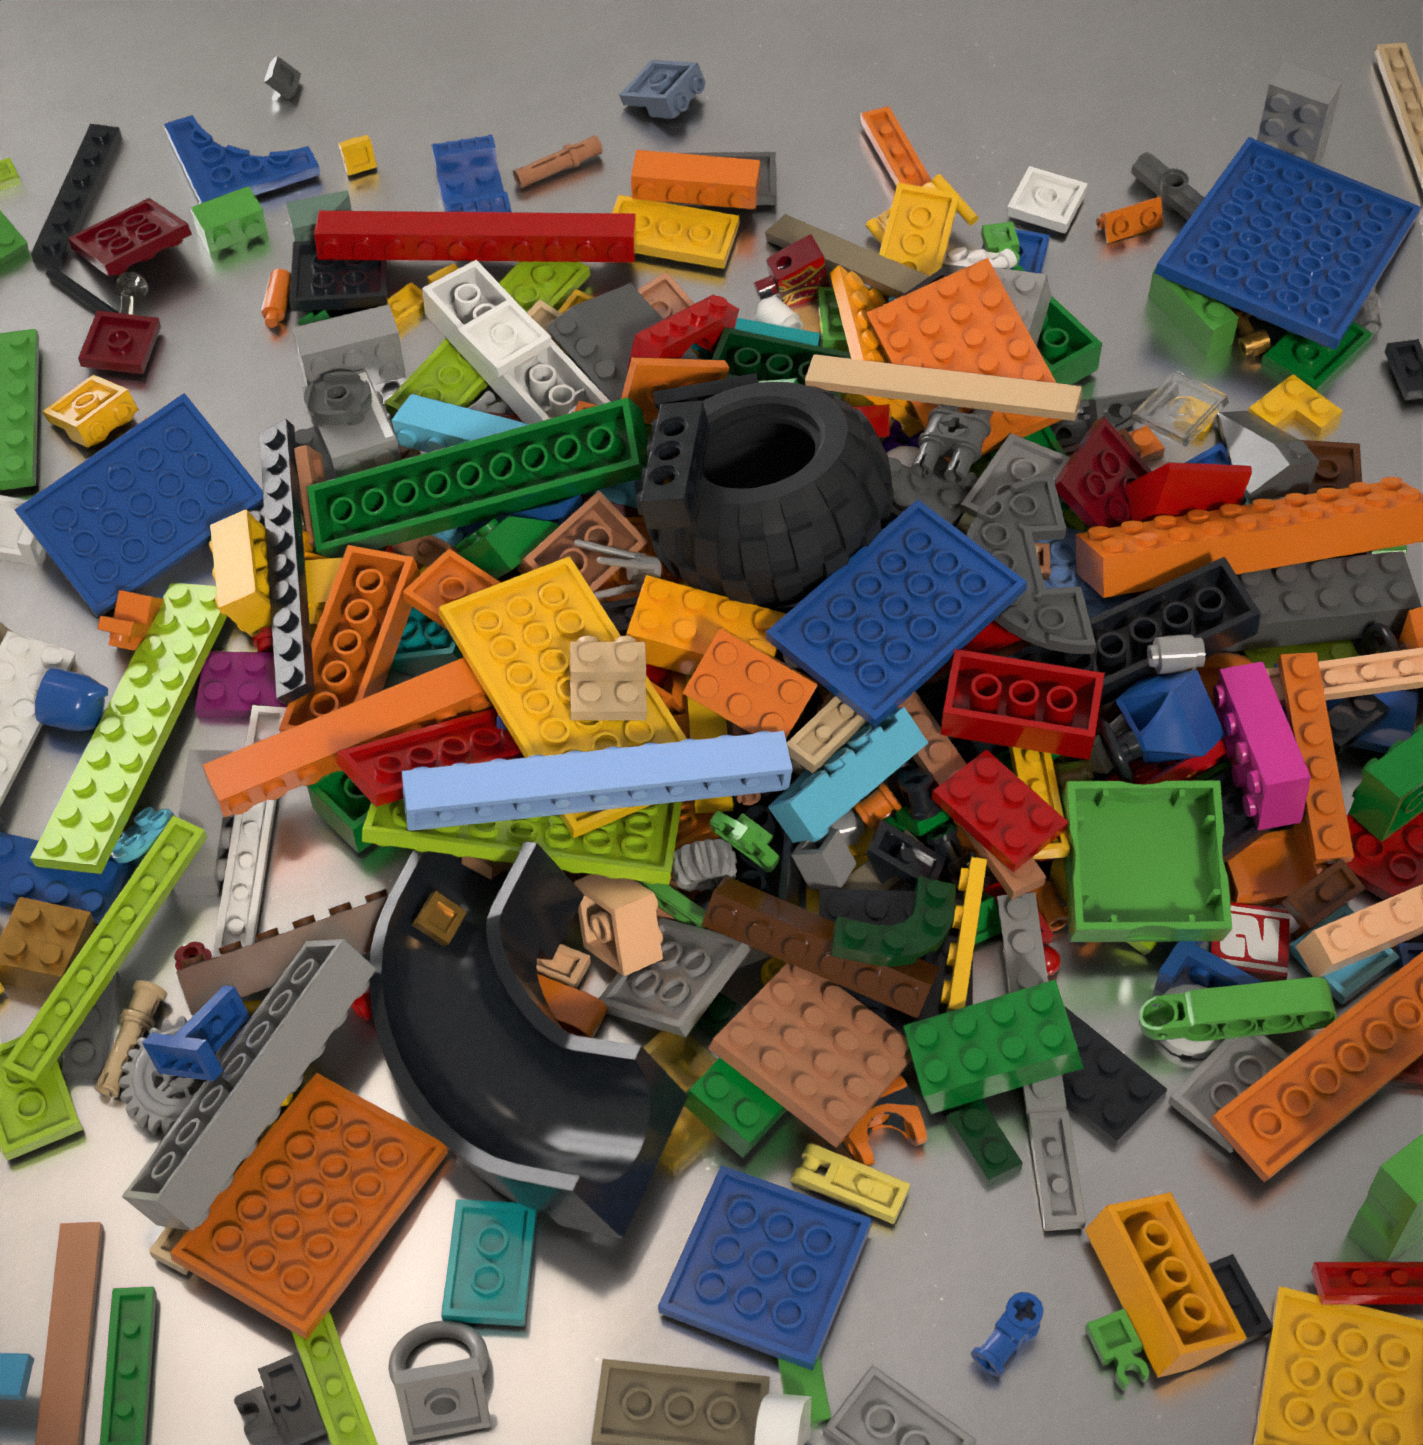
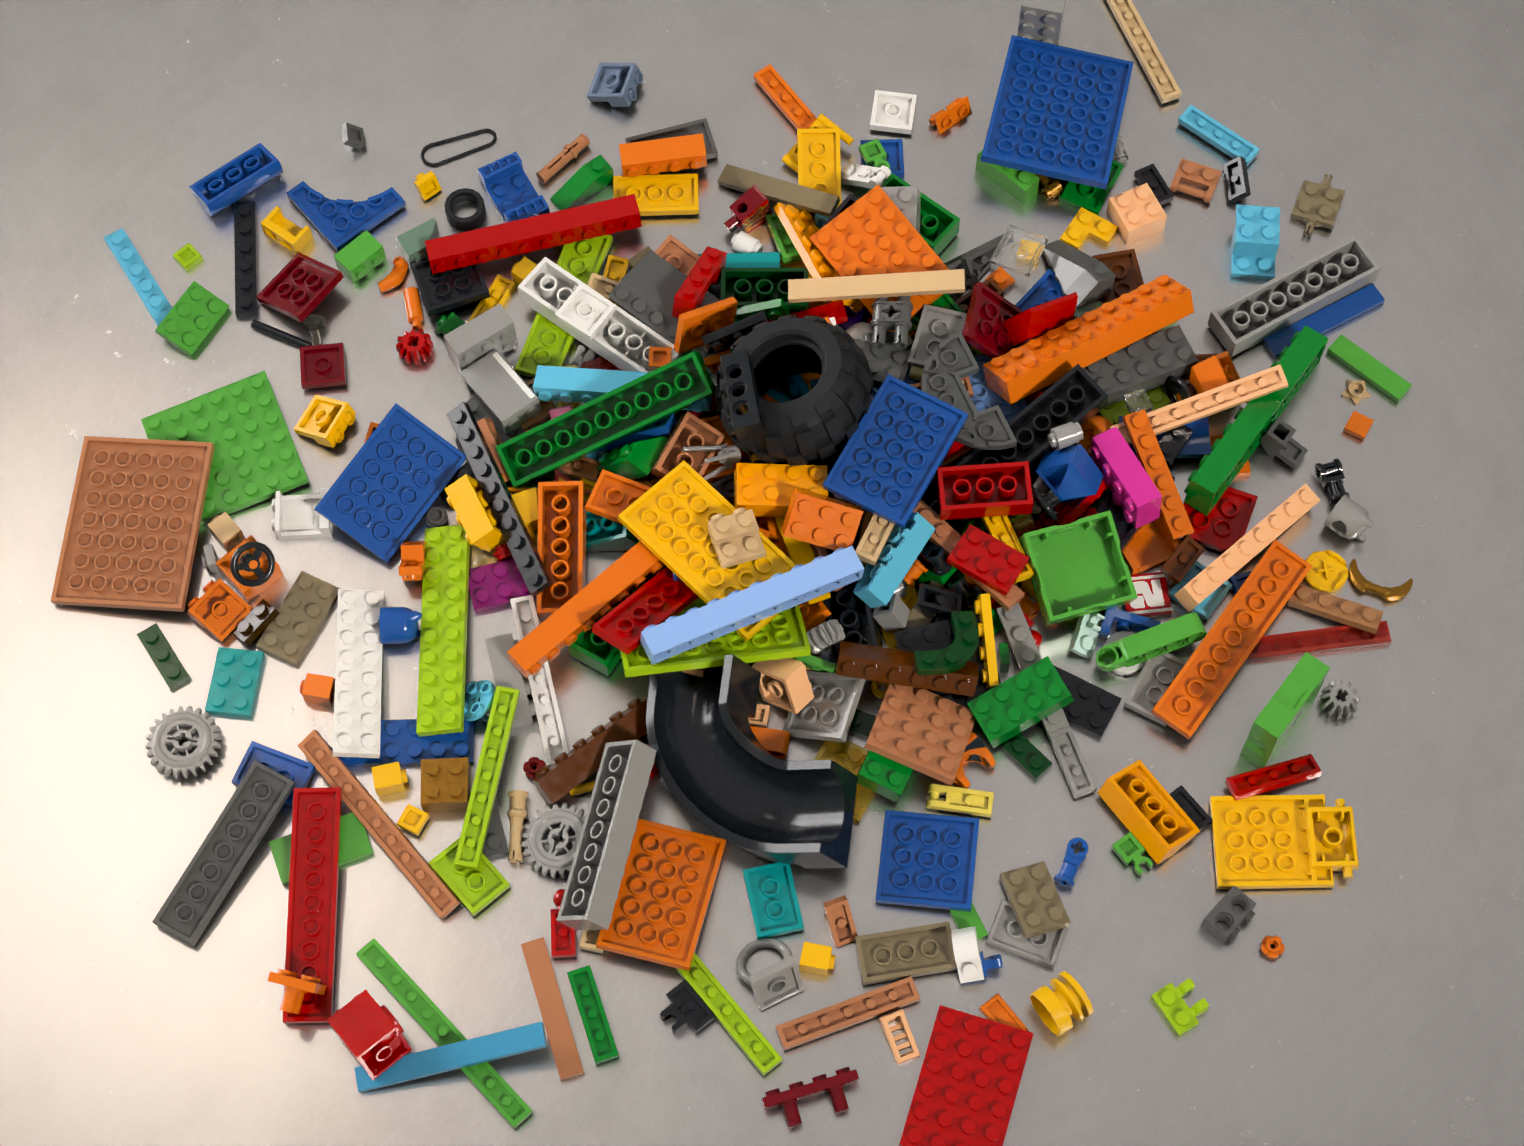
camera: 15 degrees left, 10 degrees up
(104, 95) = (236, 179): none -> blue brick
(128, 1232) = (562, 936): none -> red plate
(142, 170) = (285, 231): none -> yellow panel
(194, 571) = (436, 517): none -> dark grey plate
(194, 1046) = (566, 824): blue bracket -> none
(256, 344) = (422, 344): none -> red gear
(268, 256) = (396, 275): none -> orange arm
(326, 409) = (490, 389): dark grey plate -> none
(394, 178) = (464, 195): none -> black tyre
(421, 111) = (462, 154): none -> black piece
(439, 918) = (681, 709): pearl gold plate -> none
(526, 1379) = (816, 959): none -> yellow brick
(583, 191) = (584, 184): none -> green slope
(586, 1325) = (840, 921): none -> nougat slope
(746, 838) = (847, 614): bright green plate -> none
(927, 1381) = (1034, 900): none -> dark tan plate
(988, 976) = (1003, 657): none -> green tile
(1135, 975) = (1086, 635): none -> light aqua plate
(1168, 184) = (970, 84): dark grey piece -> none
(1310, 643) = (1137, 401): none -> clear plate
(1375, 398) = (1136, 213): none -> light nougat brick

